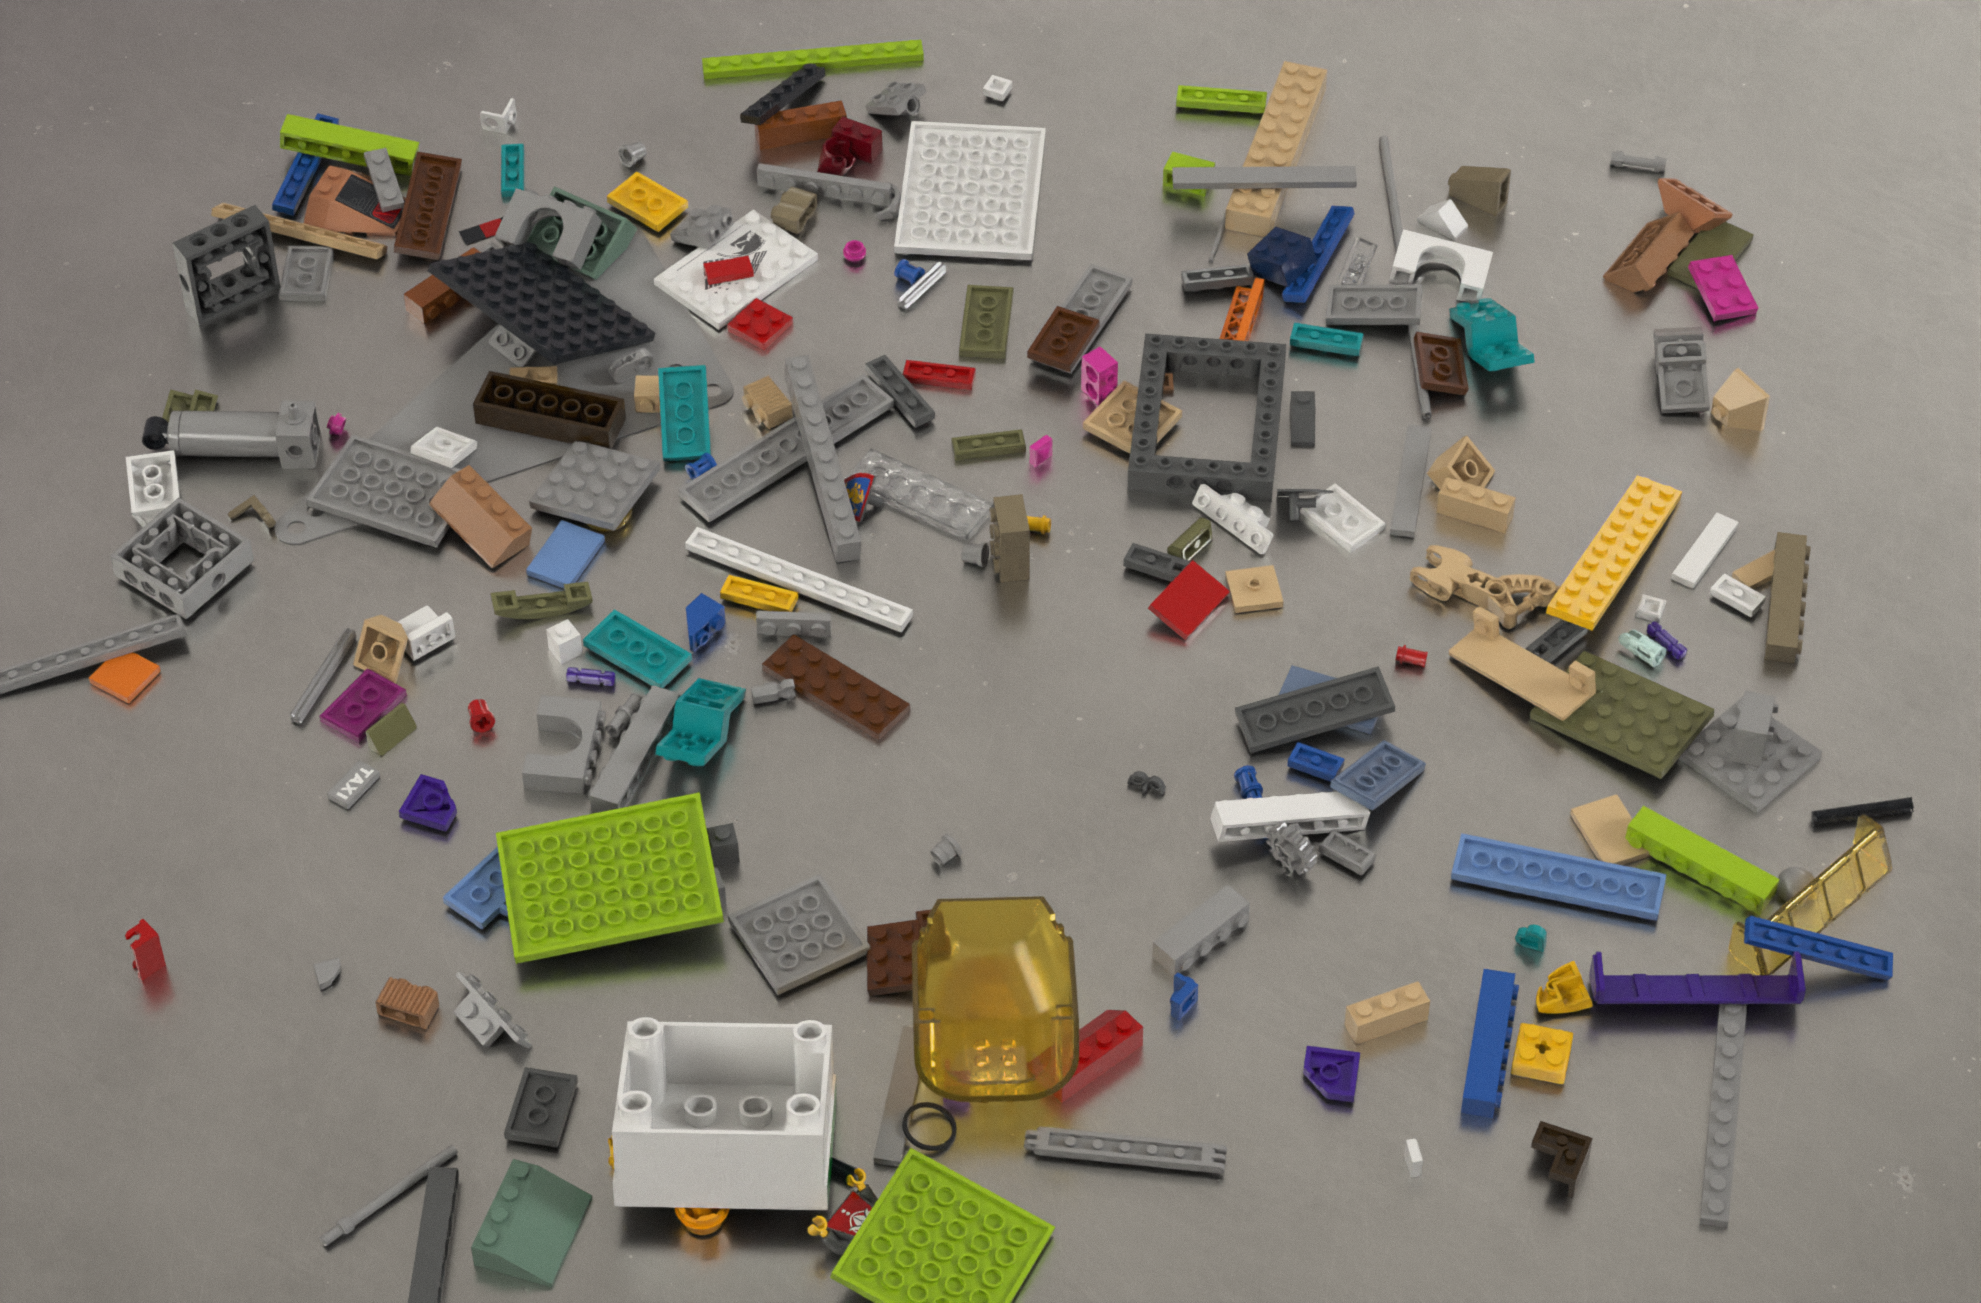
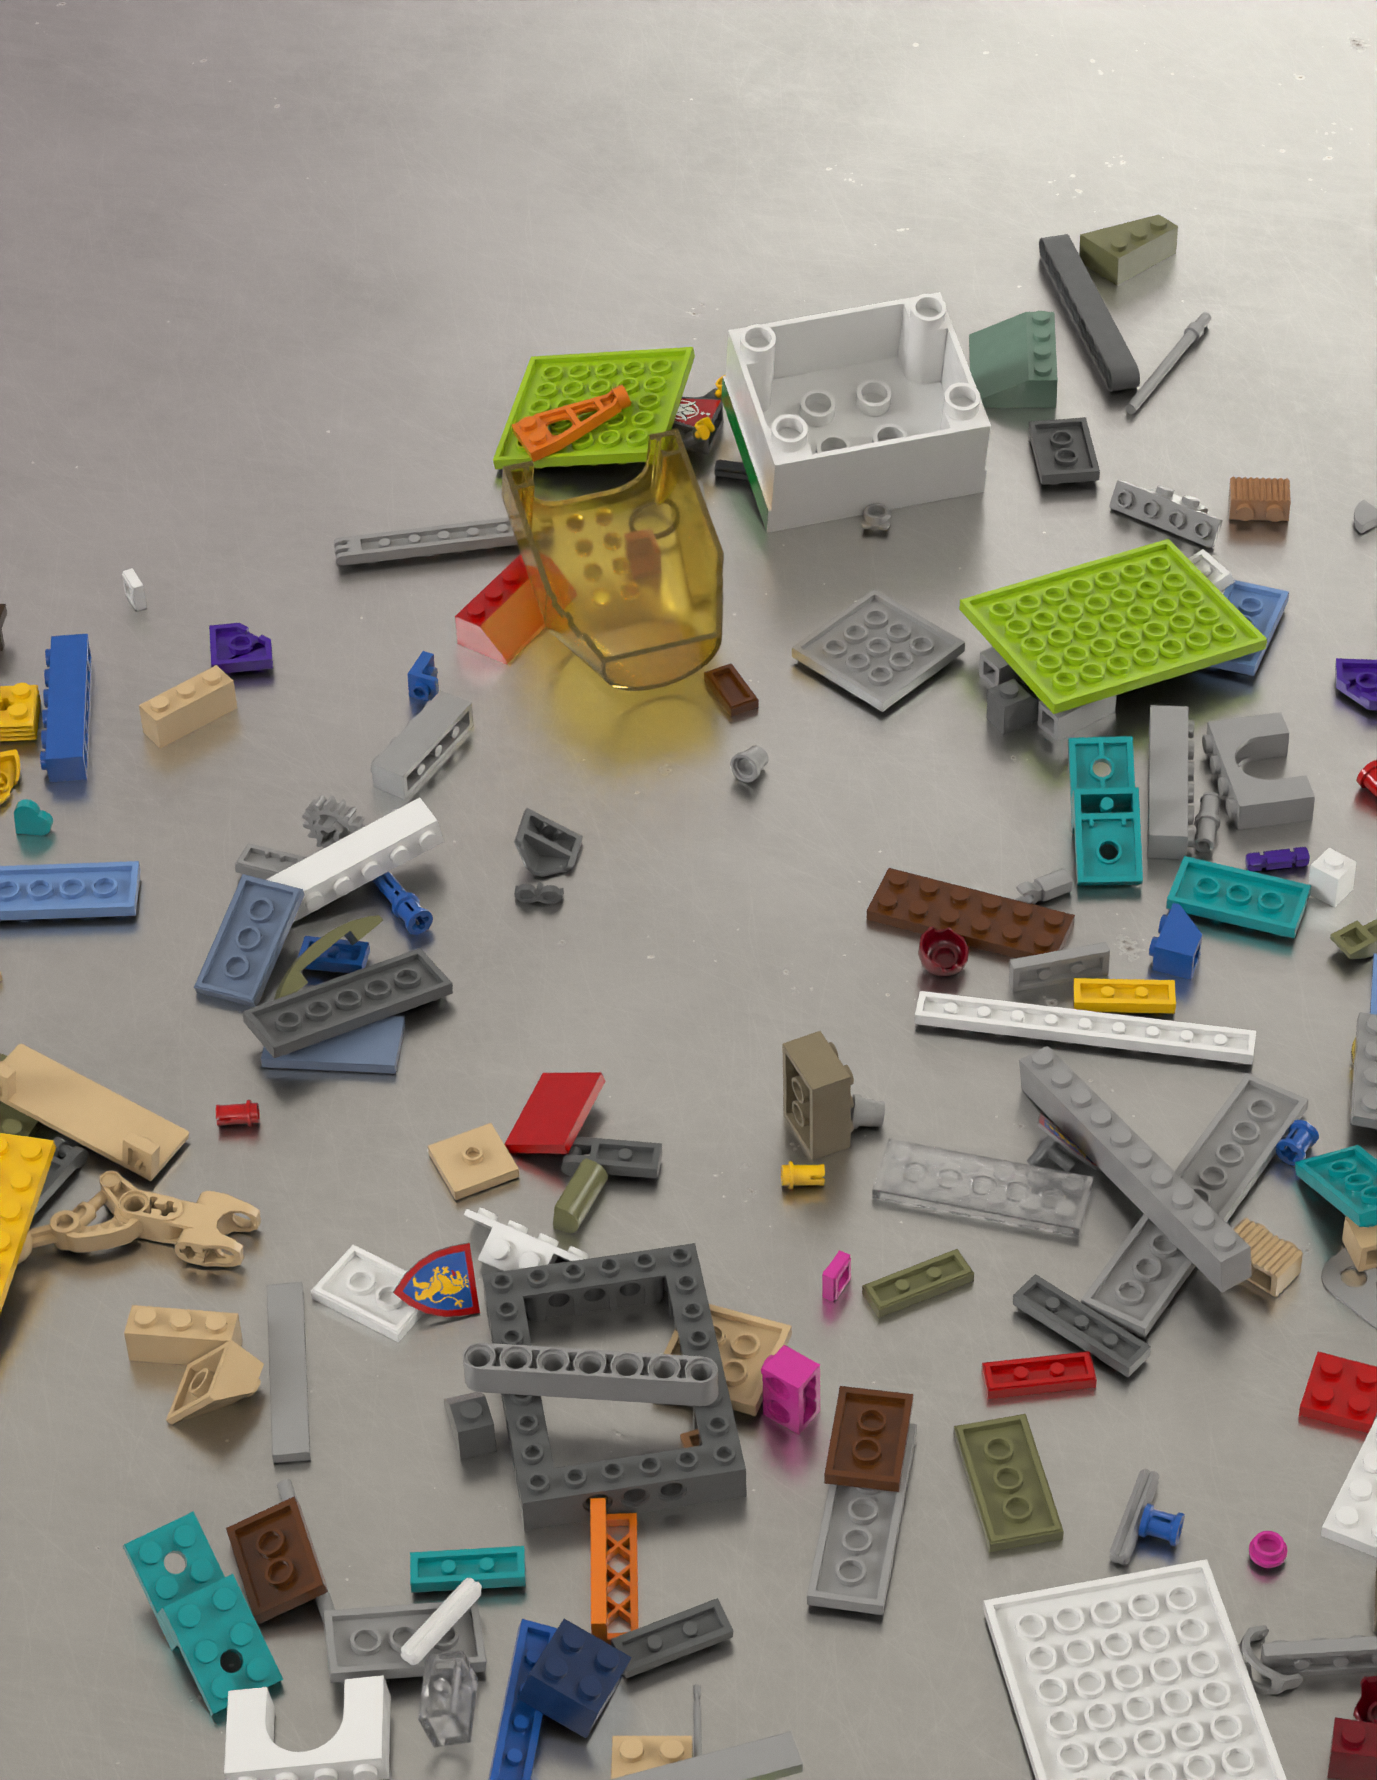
camera: 165 degrees right, 5 degrees down
(496, 934) = (1212, 570): none -> white plate
(872, 652) = (943, 951): none -> dark red hair
(891, 956) = (762, 650): reddish brown plate -> none
(1010, 1221) = (538, 440): none -> orange plate
(1126, 817) = (546, 845): none -> dark grey slope
(1225, 385) = (591, 1374): none -> light grey beam
(1323, 744) = (351, 930): none -> olive slope
(1350, 299) = (441, 1621): none -> white axle

